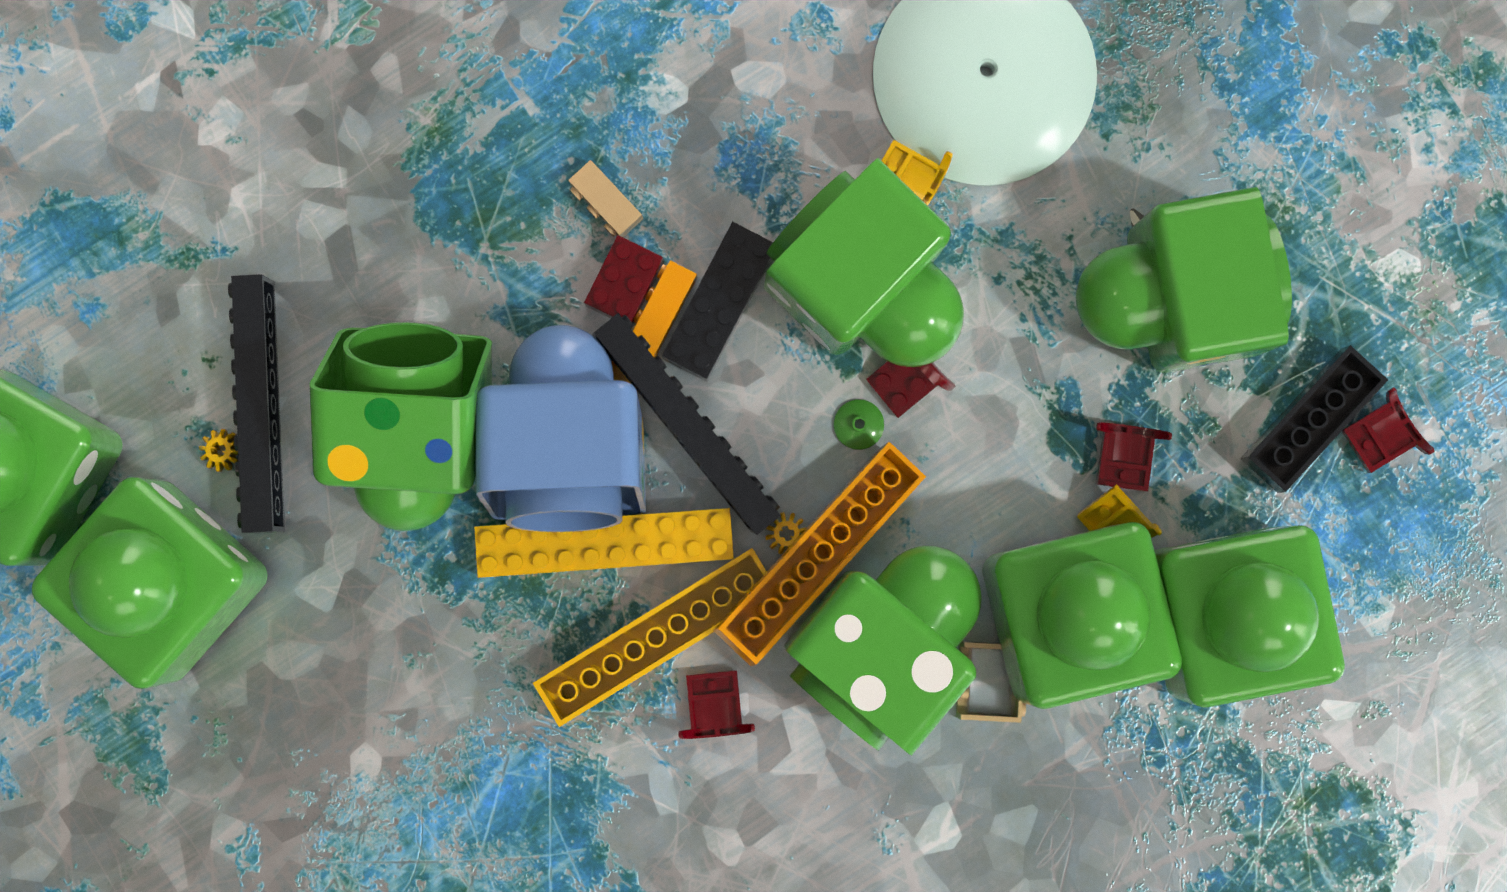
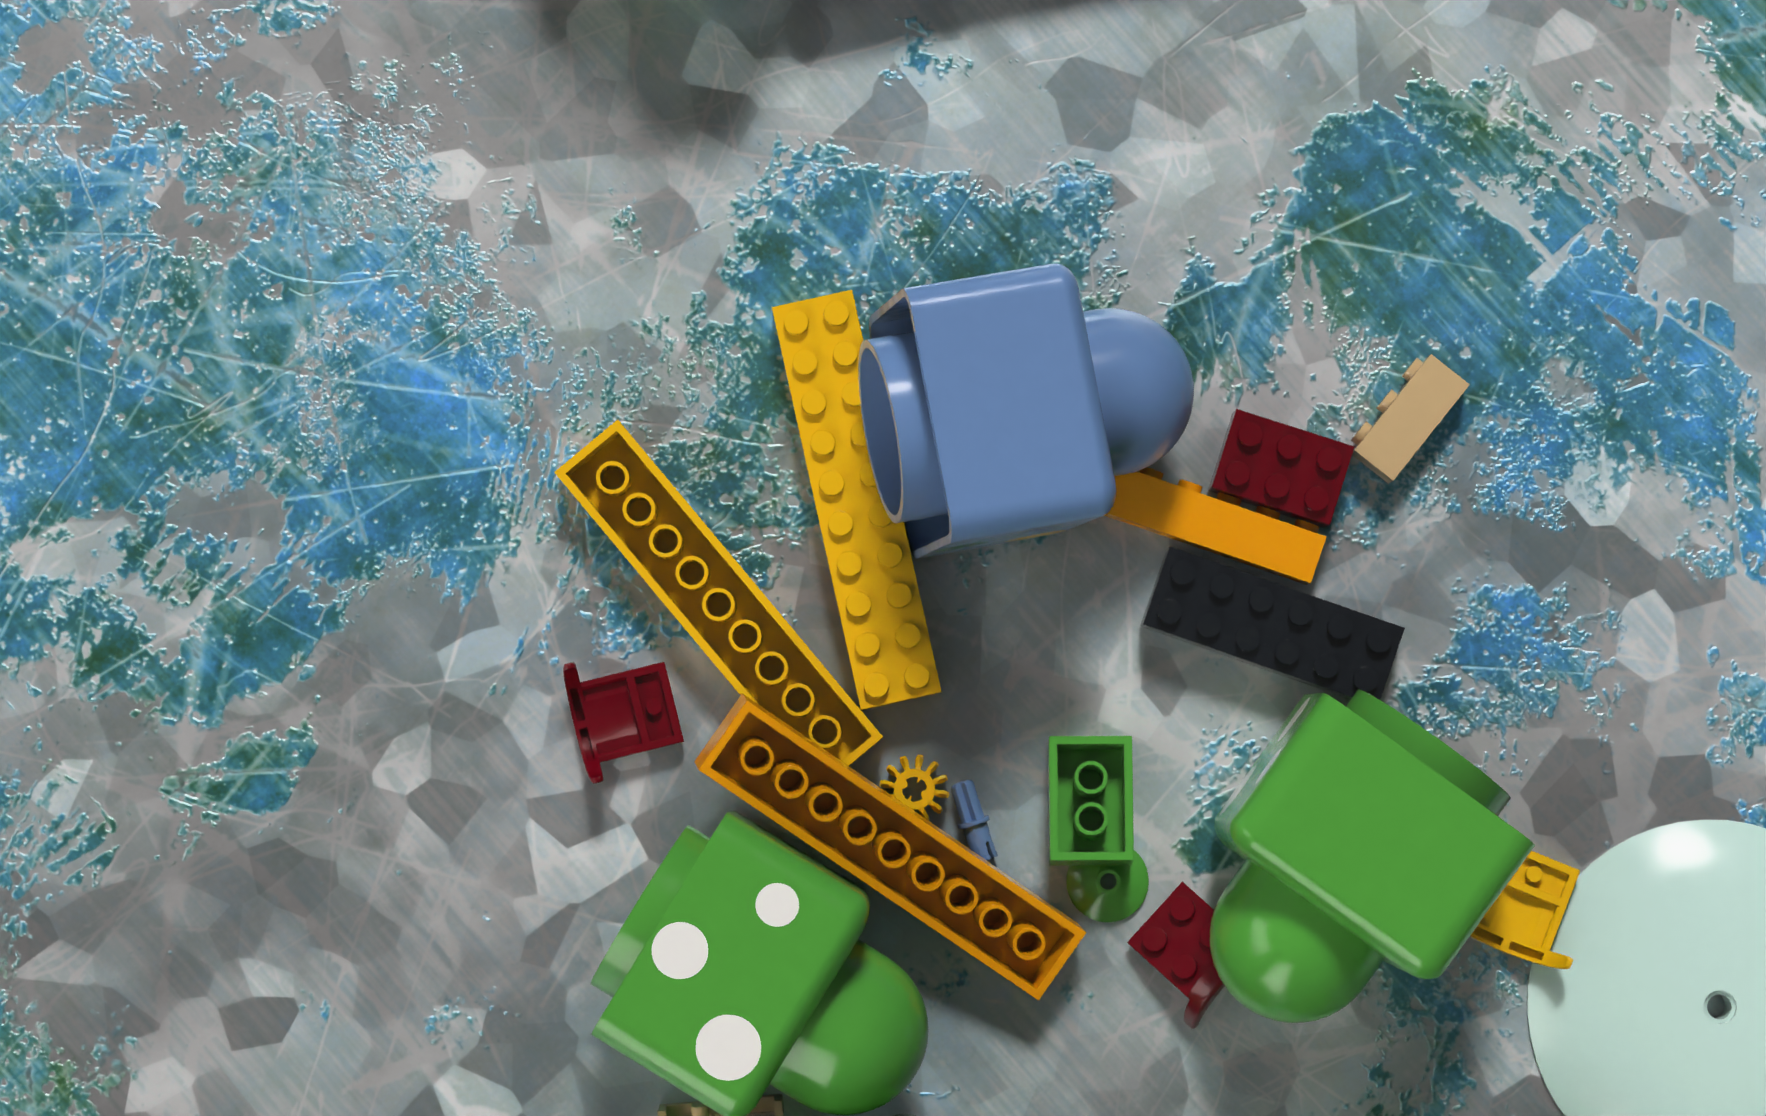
camera: 85 degrees right, 0 degrees up
(399, 418) = (1006, 148): bright green piece -> none
(686, 424) = (1064, 602): black brick -> none
(809, 427) = (1090, 800): none -> bright green brick
(810, 500) = (973, 820): none -> medium blue axle

